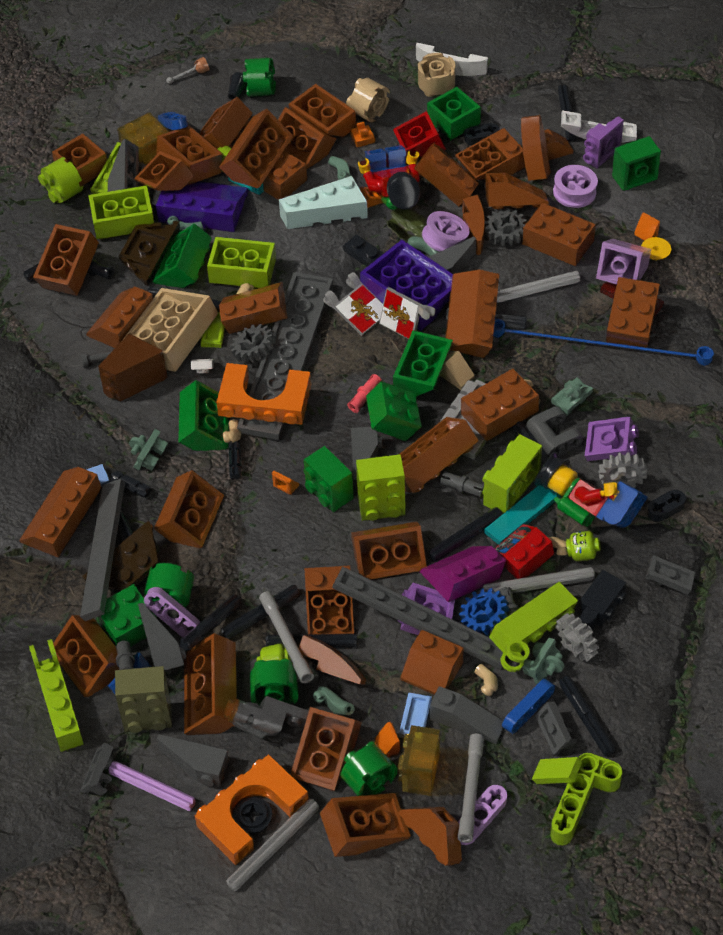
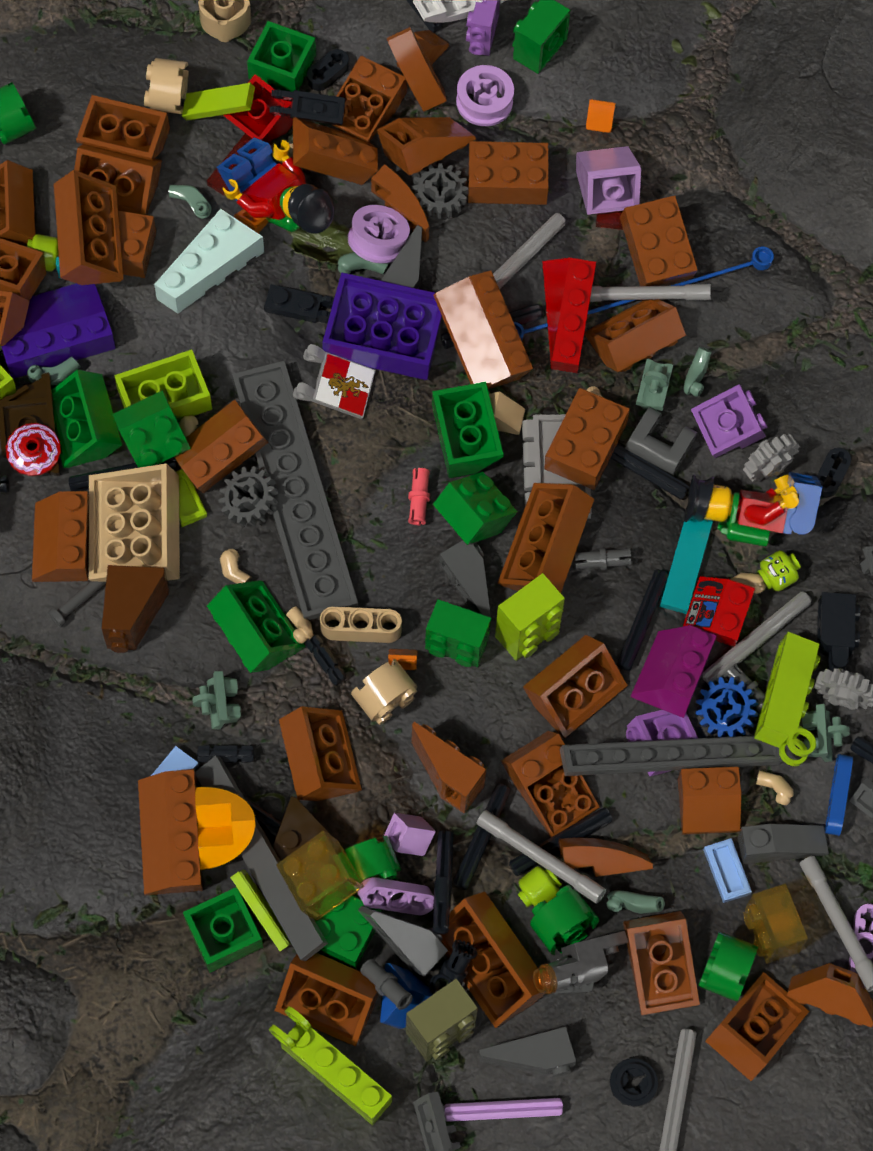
camera: 35 degrees left, 15 degrees up
(48, 580) = (223, 929): none -> green brick
(80, 569) = (261, 908): none -> lime tile
(91, 516) = (224, 825): none -> light orange brick
(127, 569) = (319, 875): none -> clear yellow brick
(141, 266) = (36, 461): none -> dish
(181, 678) = (456, 965): none -> black connector
(202, 365) = (206, 553): white plate -> none
(212, 586) = (409, 834): none -> lavender panel
(213, 378) = (230, 567): none -> tan arm
(215, 275) = (151, 430): none -> green brick
(255, 491) = (384, 691): none -> tan brick
(263, 779) = (603, 1109): orange arch -> none
(264, 558) = (452, 773): none -> dark orange slope
(271, 448) = (349, 616): none -> tan beam
(285, 408) = (287, 588): orange arch -> none
(362, 135) = (185, 137): orange tile -> none
(388, 740) = (719, 916): orange slope -> none
(394, 120) = (218, 101): none -> lime tile
(403, 313) = (405, 372): flag -> none
(447, 140) = (310, 106): none -> black hinge
(512, 474) = (654, 522): lime brick -> none
(546, 322) = (567, 298): none -> red wedge
(581, 363) = (636, 334): none -> dark orange slope
(609, 403) = (696, 372): none -> sand green arm
(633, 349) = (686, 292): none -> light grey piece
(659, 248) = (624, 135): yellow piece -> none

